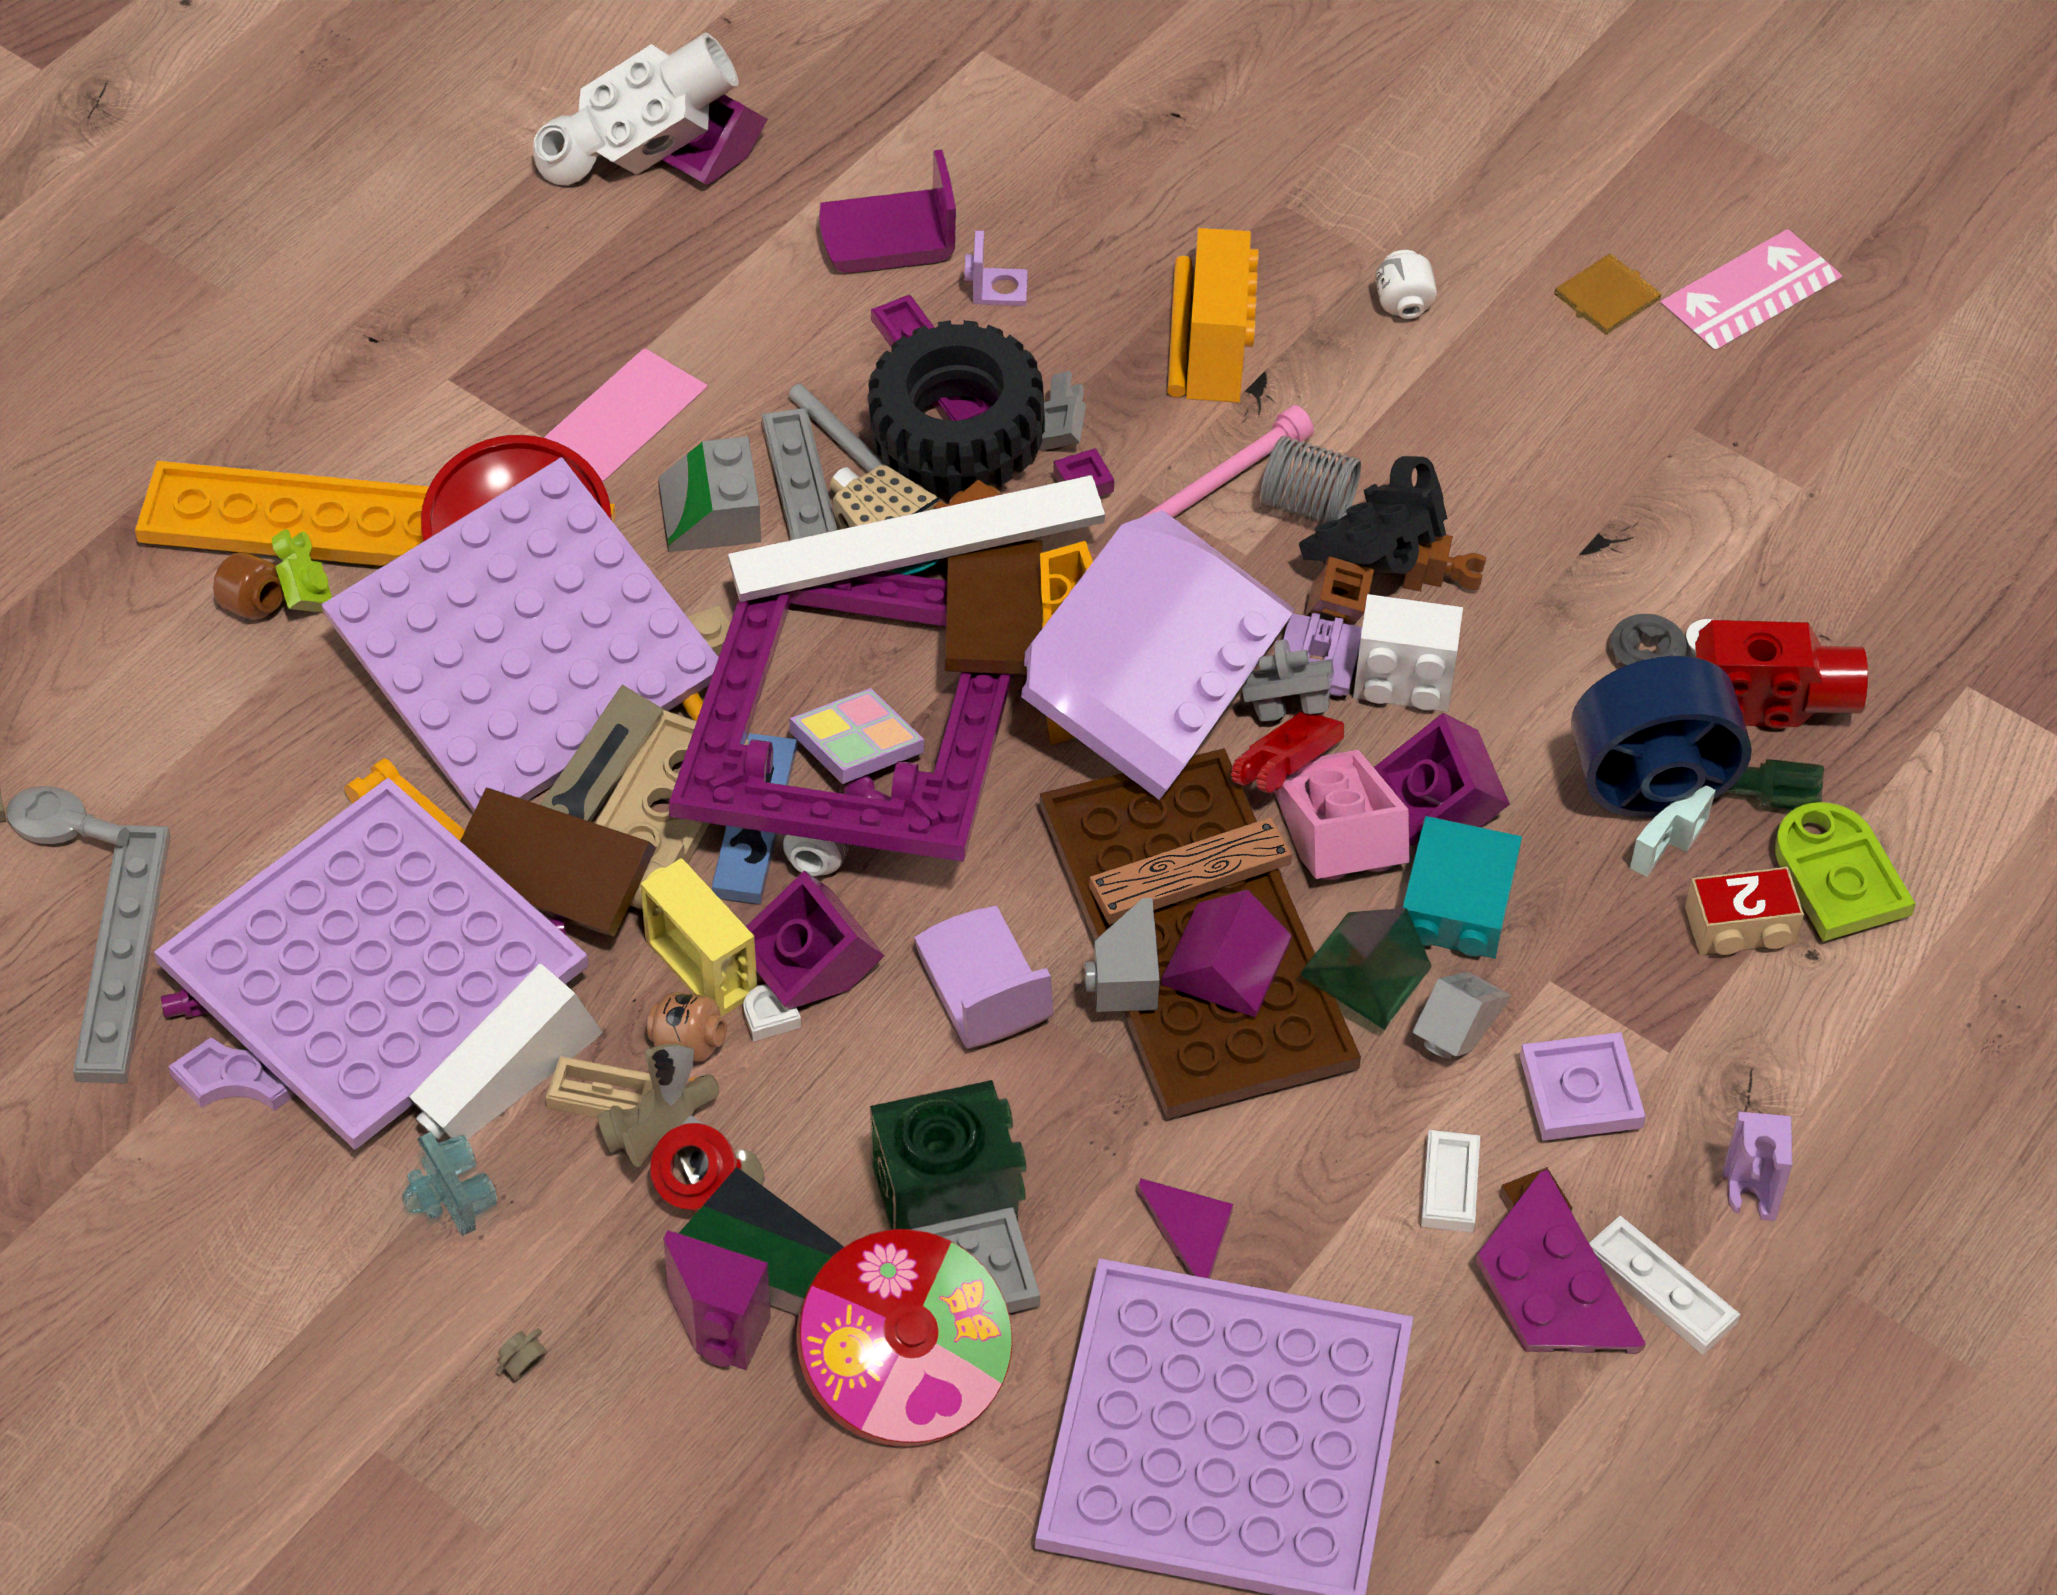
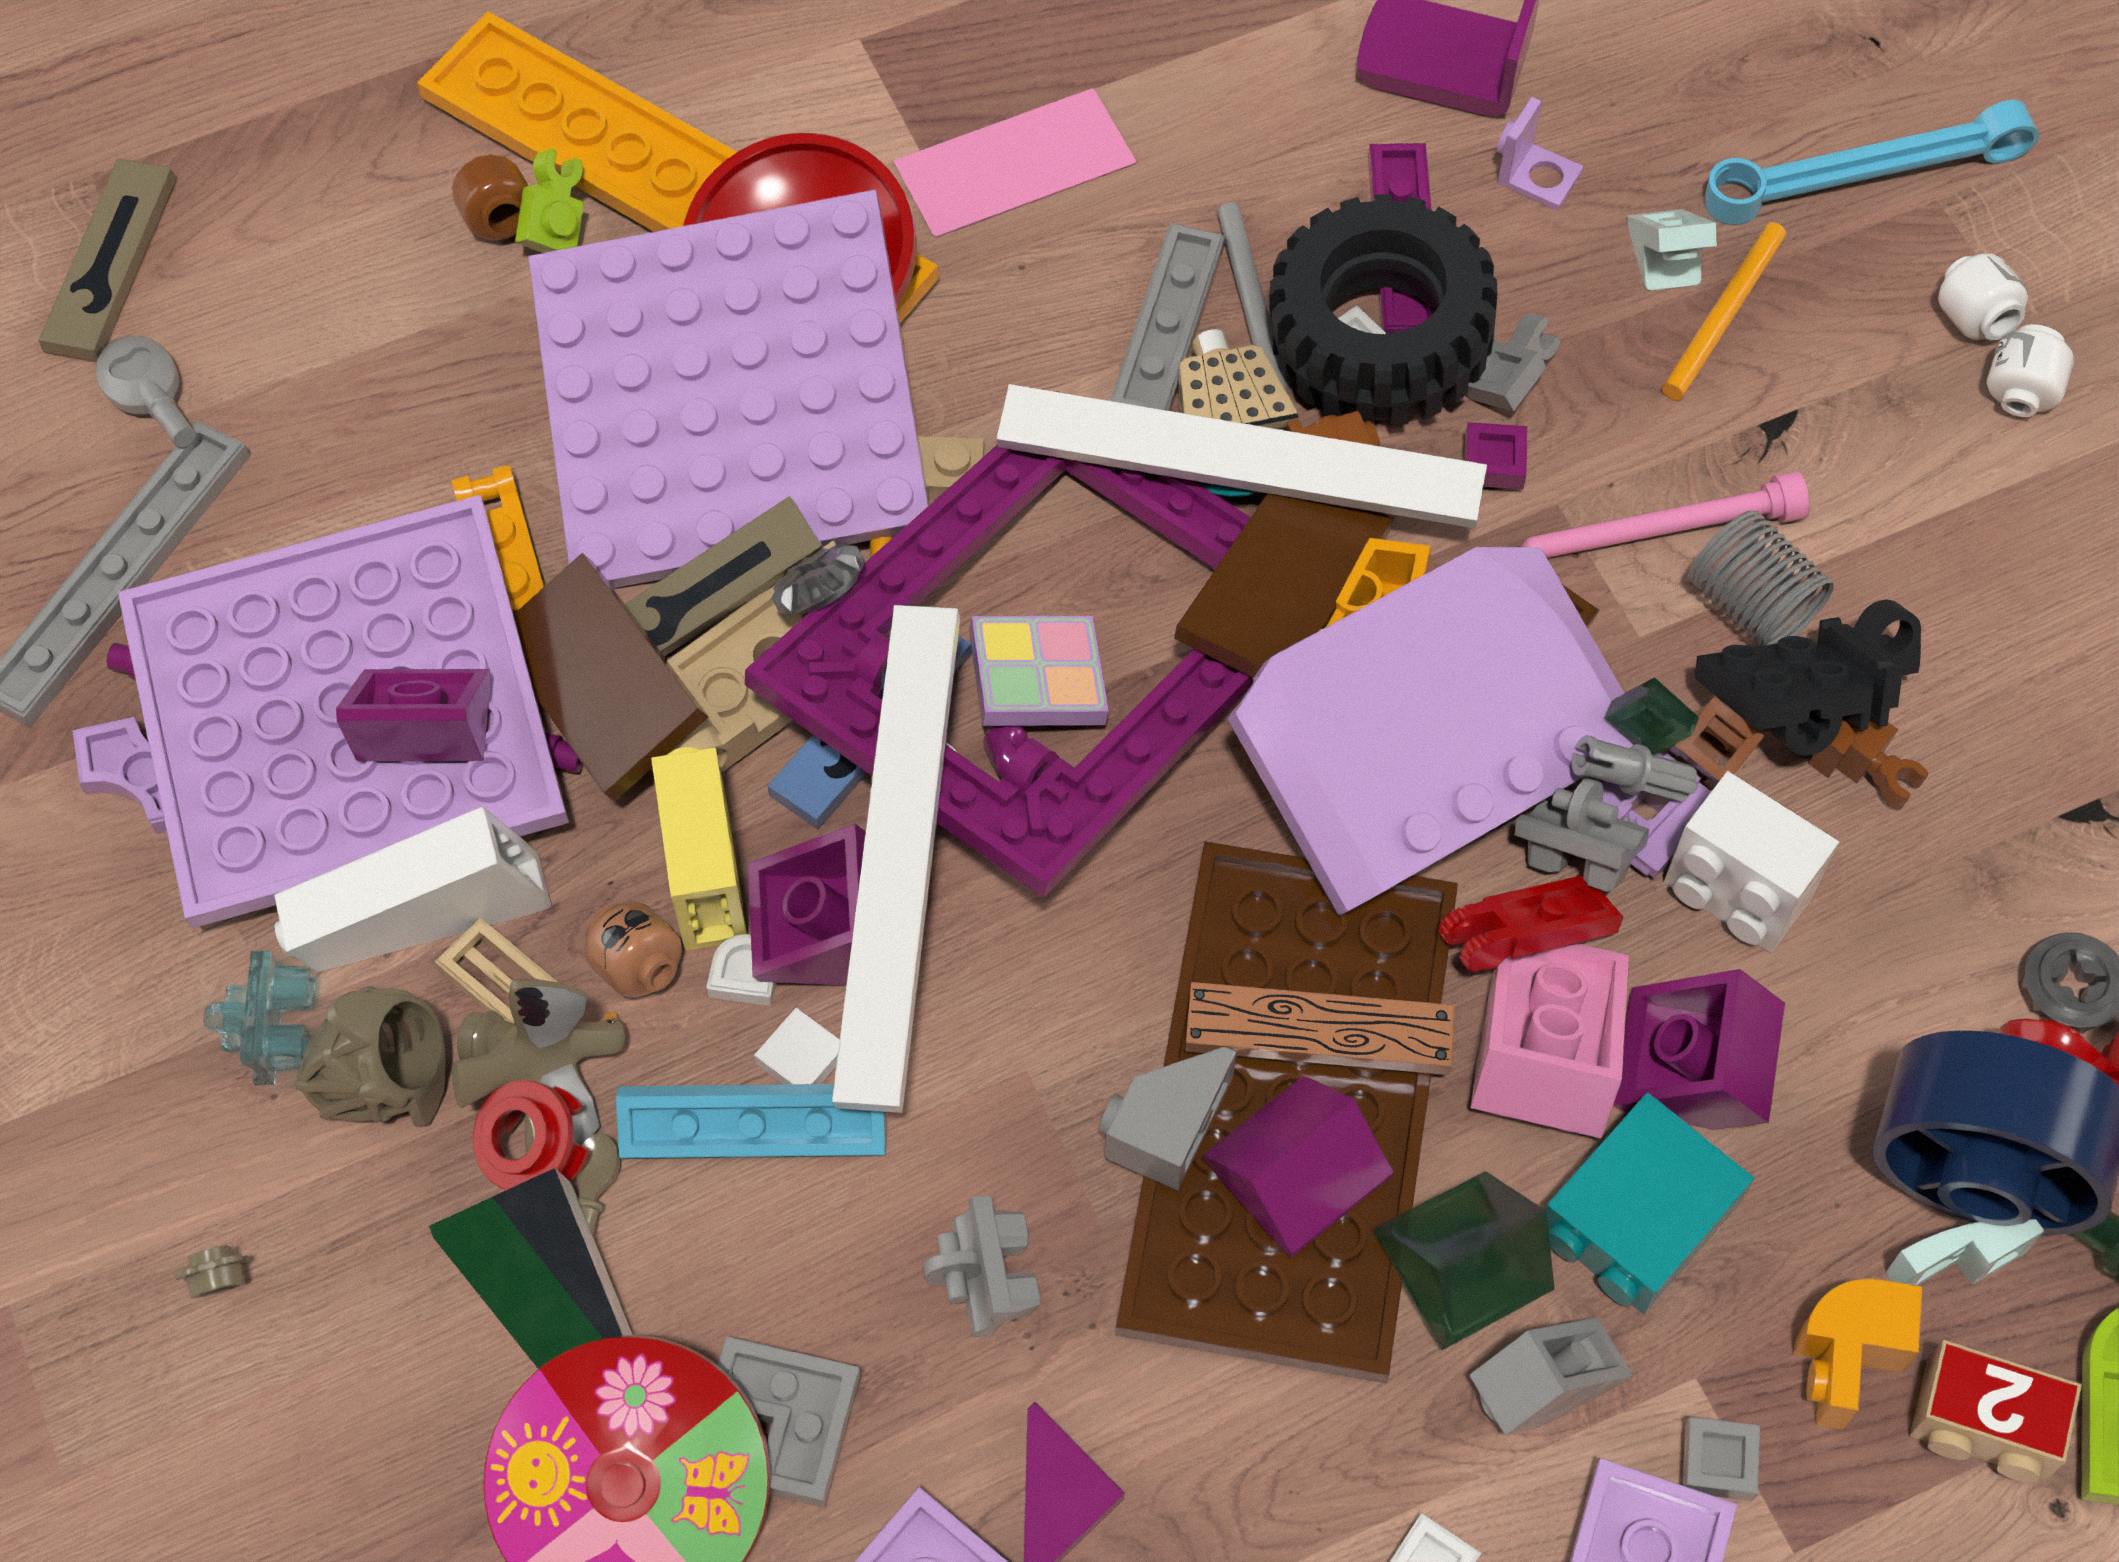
camera: 30 degrees right, 10 degrees up
(446, 933) = (416, 714): none -> magenta slope
(545, 1172) = (355, 1071): none -> dark tan piece
(678, 729) = (818, 579): none -> flat silver gear
(711, 497) = (1054, 302): light grey slope -> none
(718, 1298) = (445, 1328): magenta slope -> none
(839, 1095) = (743, 1122): none -> medium azure plate
(844, 1044) = (799, 1051): none -> white tile
(854, 873) = (897, 861): none -> white tile
(946, 1156) = (805, 1272): clear green brick -> none
(984, 977) = (1003, 1047): lavender piece -> none
(1052, 1112) = (975, 1268): none -> light grey hips
(1120, 297) = (1669, 247): none -> light aqua slope
(1221, 313) = (1775, 315): light orange wedge -> none
(1295, 587) = (1651, 716): none -> clear green plate
(1296, 142) = (1998, 133): none -> medium azure piece
(1302, 624) = (1634, 769): none -> light grey axle
(1348, 249) = (1983, 297): none -> white head
(1595, 1011) = (1721, 1458): none -> light grey plate
(1634, 904) = (1853, 1327): none -> light orange brick

